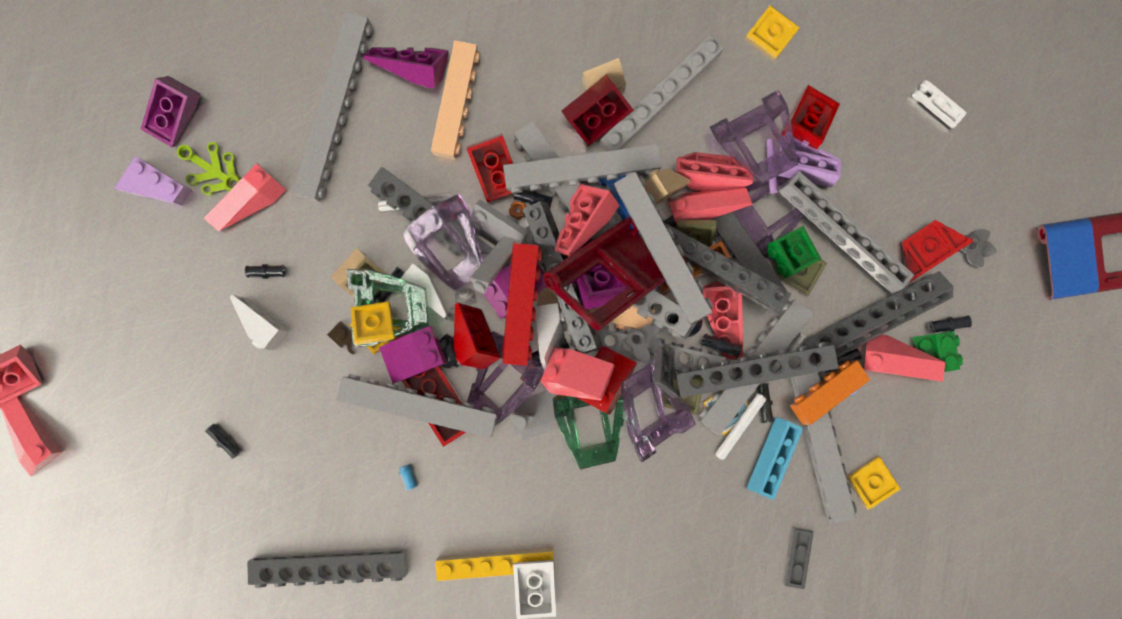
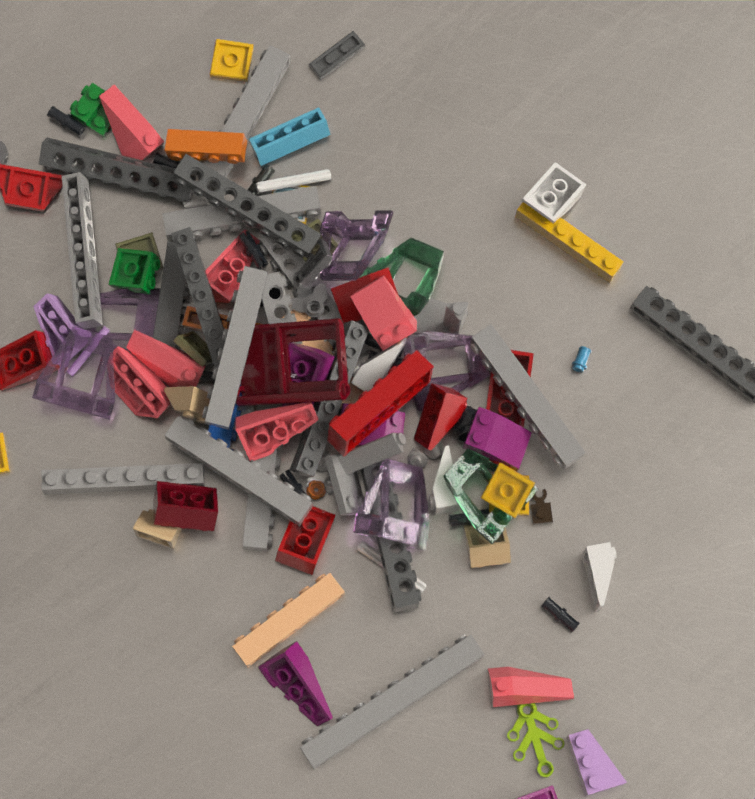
camera: 145 degrees left, 10 degrees down
(223, 441) = (705, 509): black pin -> none

